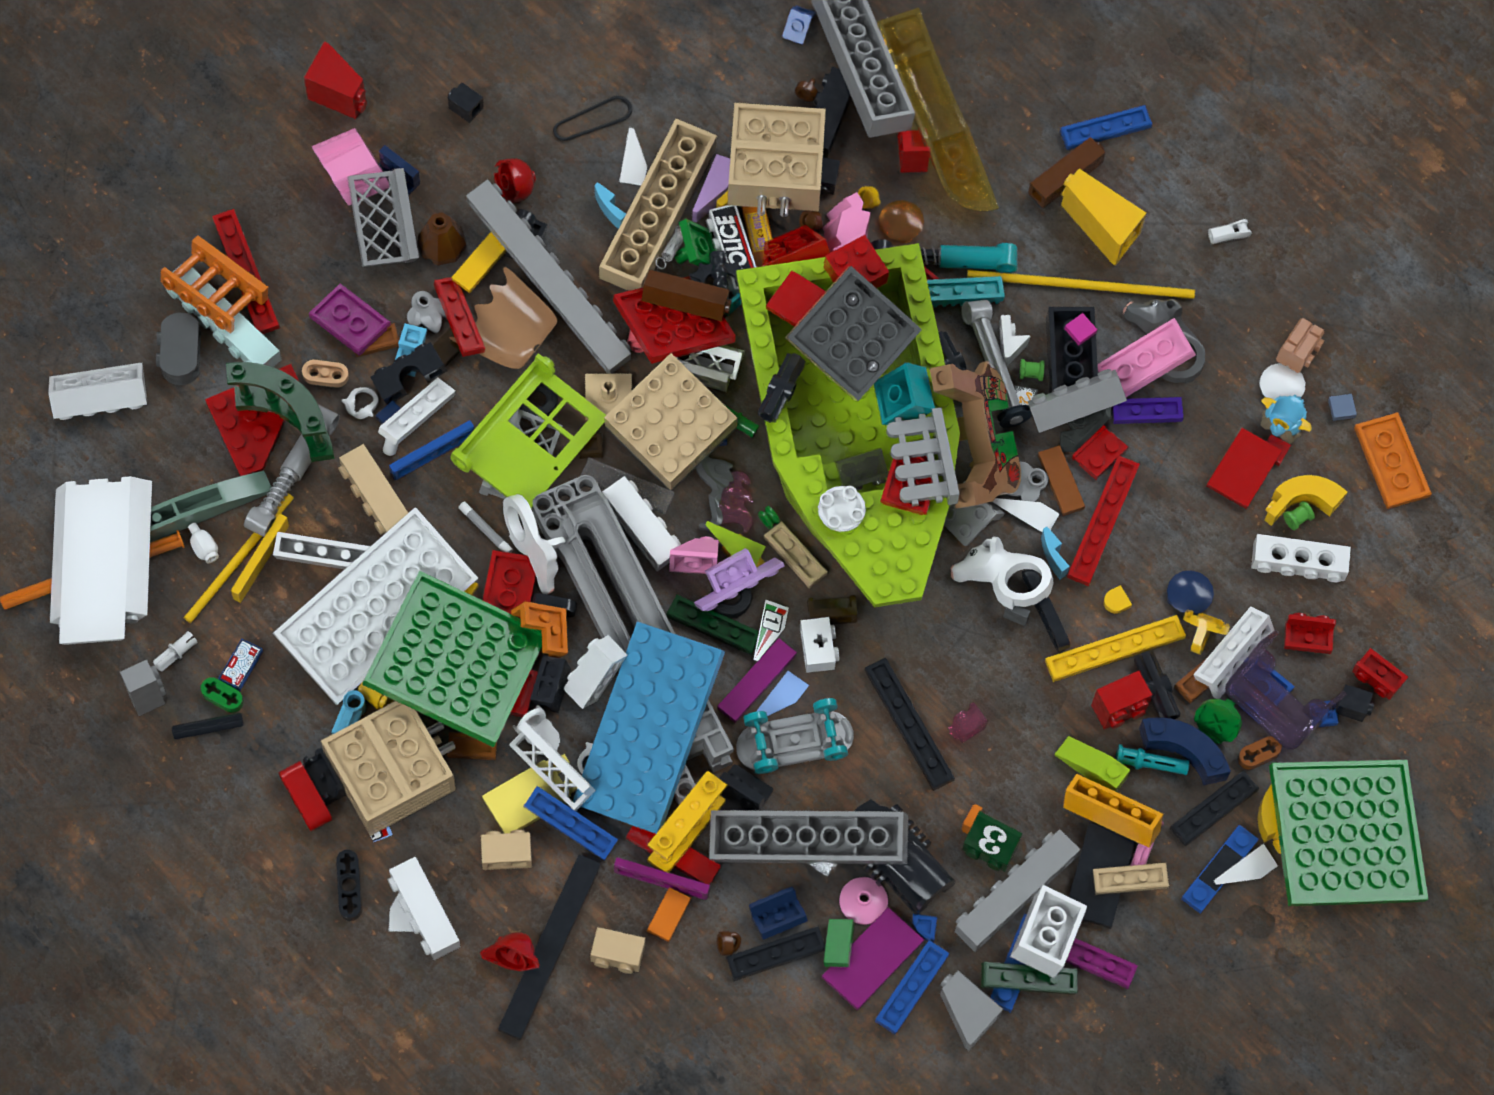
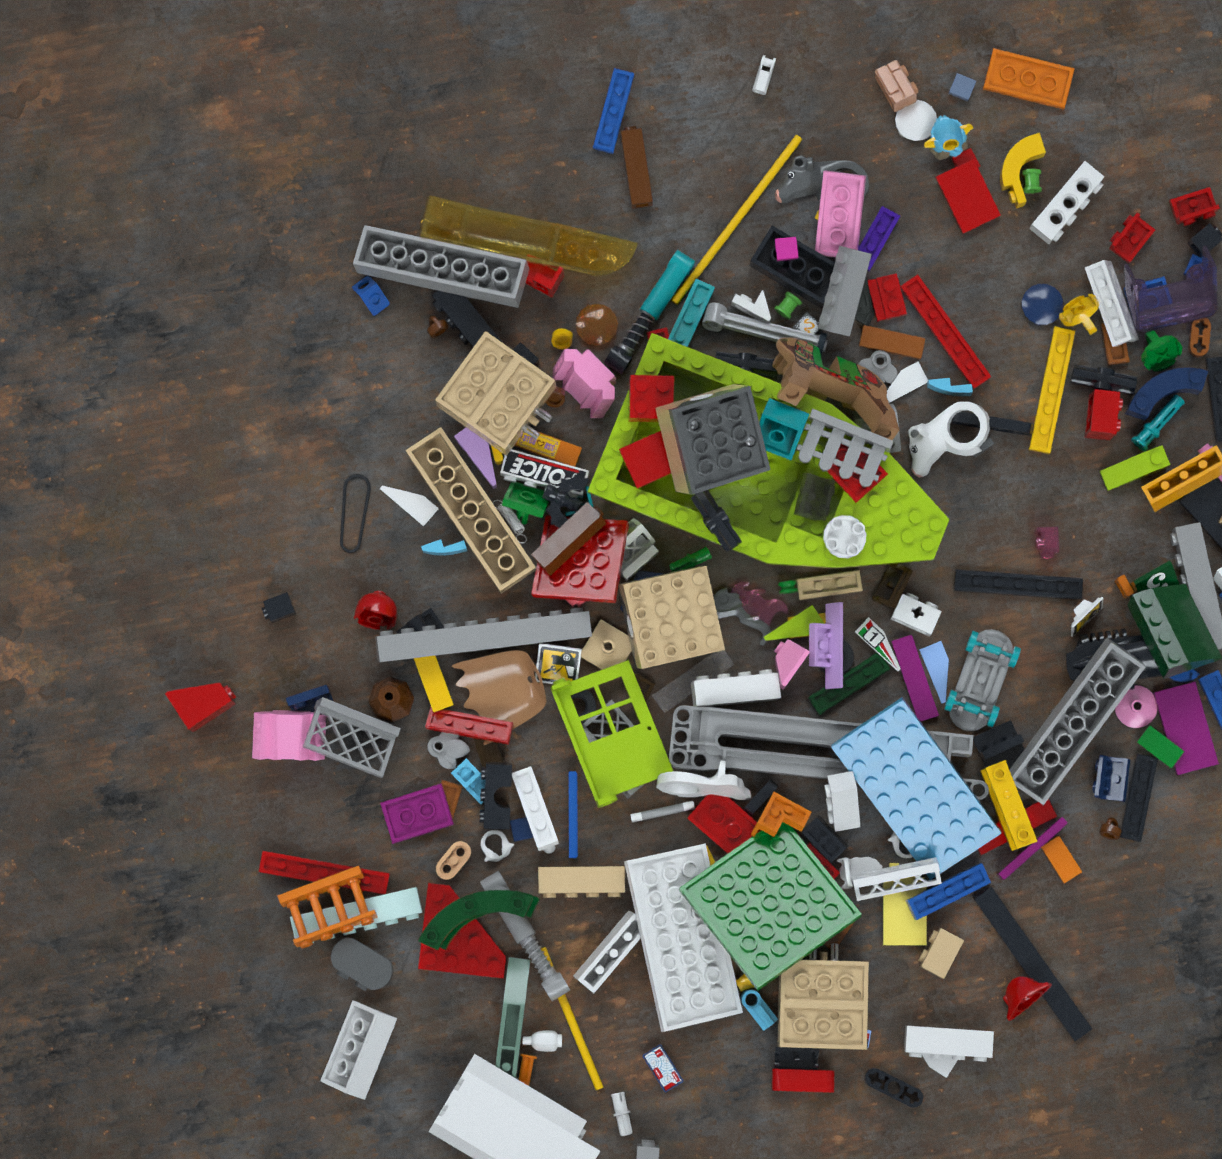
camera: 55 degrees left, 15 degrees up
(207, 726) = (698, 1122): black axle -> none
(224, 690) = (682, 1101): green beam -> none
(259, 559) = (583, 1003): yellow tile -> none
(567, 356) = (557, 663): none -> piece
(617, 950) = (1068, 915): tan brick -> none
(795, 246) = (584, 429): red wedge -> none
(919, 794) = (1084, 613): none -> white piece
(958, 875) = (1173, 629): none -> dark green slope
(1102, 214) = (694, 166): yellow slope -> none
(1116, 600) = (1015, 364): yellow tile -> none

